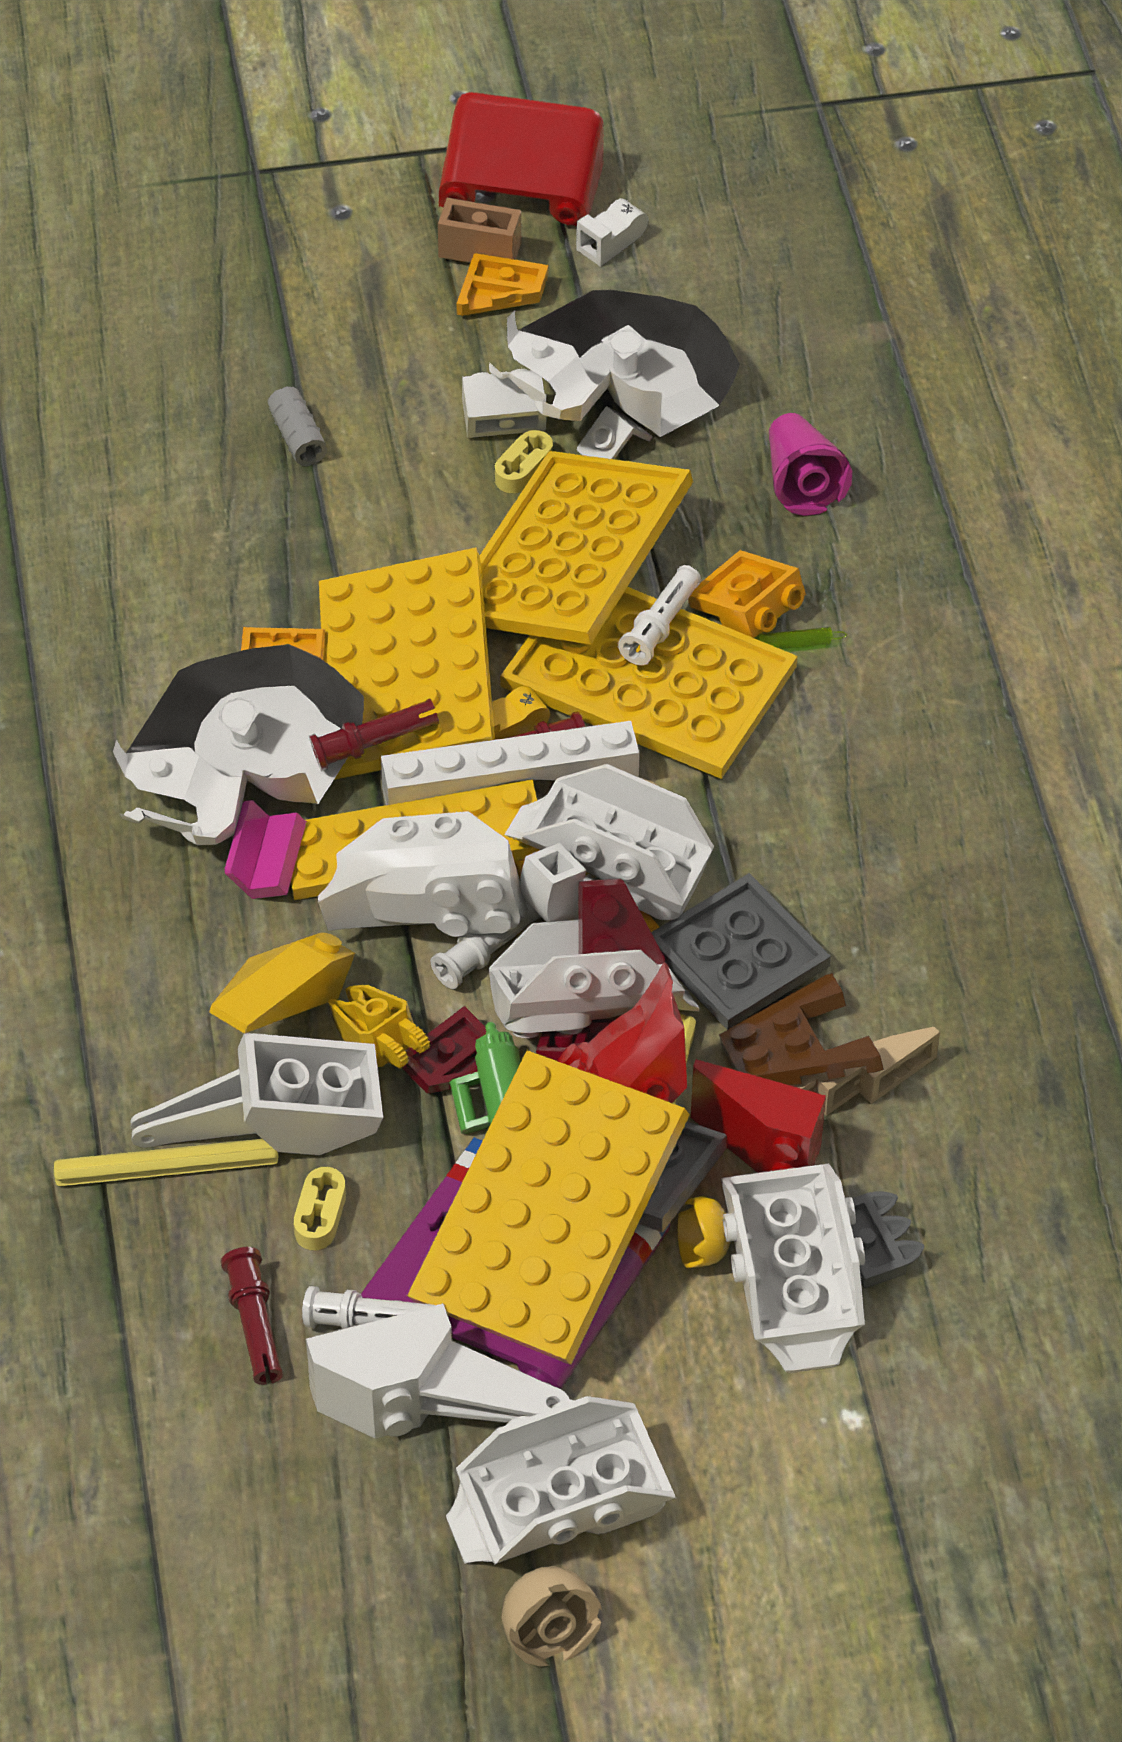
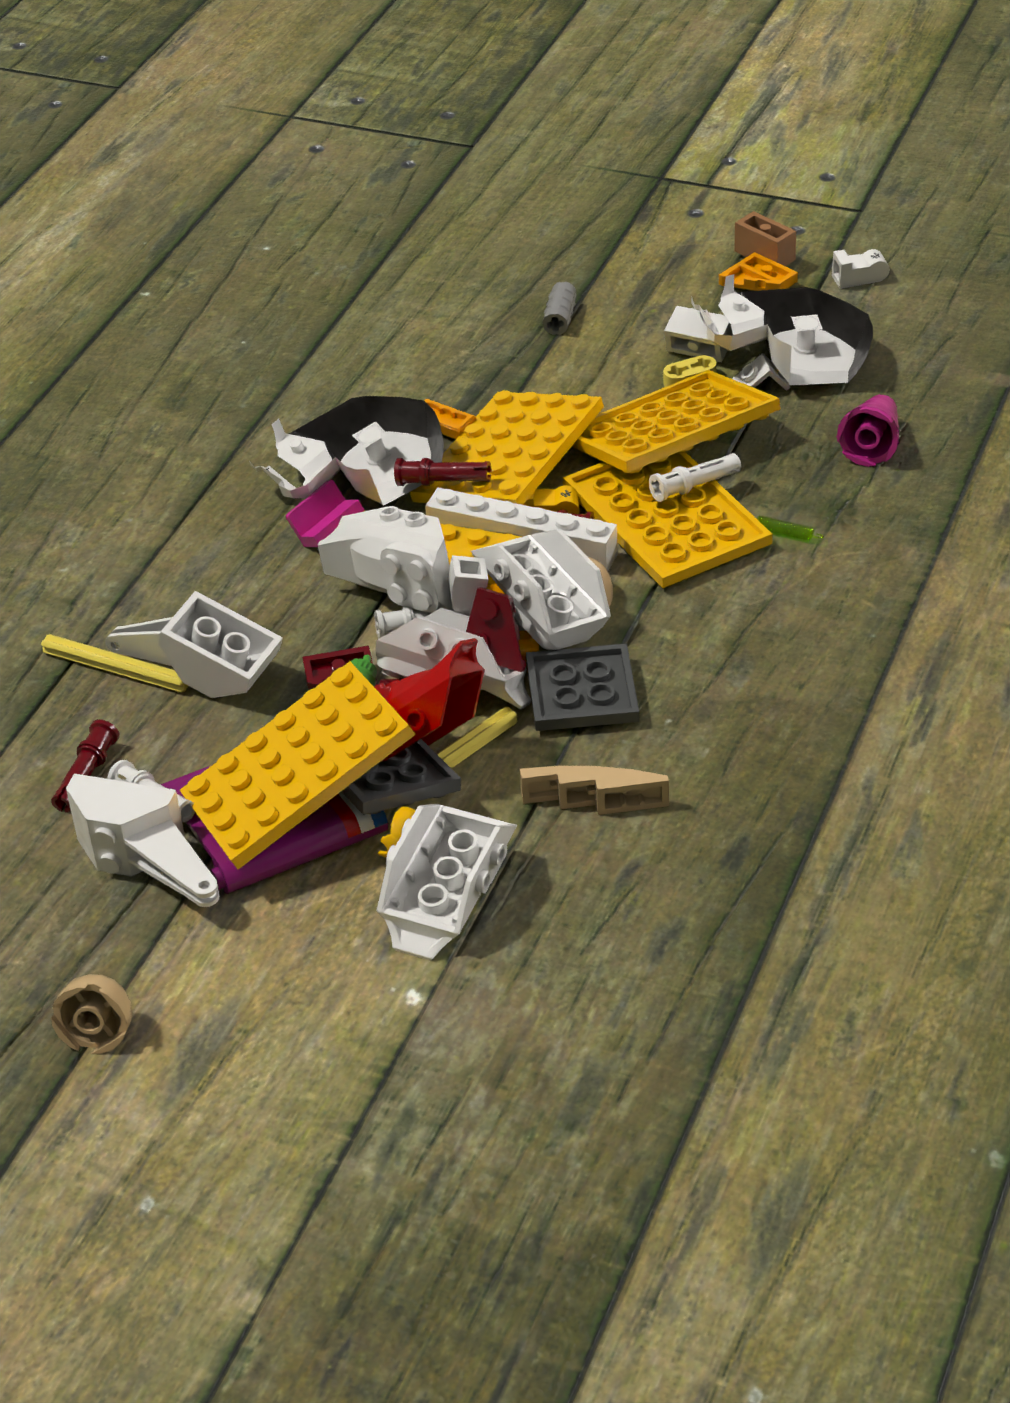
camera: 35 degrees right, 10 degrees down
(284, 982) = (270, 586): yellow wedge -> none
(311, 1206) = (181, 725): light yellow beam -> none
(378, 1020) = (303, 635): yellow hinge -> none
(525, 152) = (836, 204): red windscreen -> none
(556, 1477) = (179, 931): white slope -> none
(749, 593) = (772, 489): light orange plate -> none
(764, 1120) = (501, 782): red slope -> none
(784, 1047) = (566, 747): reddish brown wing -> none
(883, 1254) = (517, 890): dark grey plate -> none

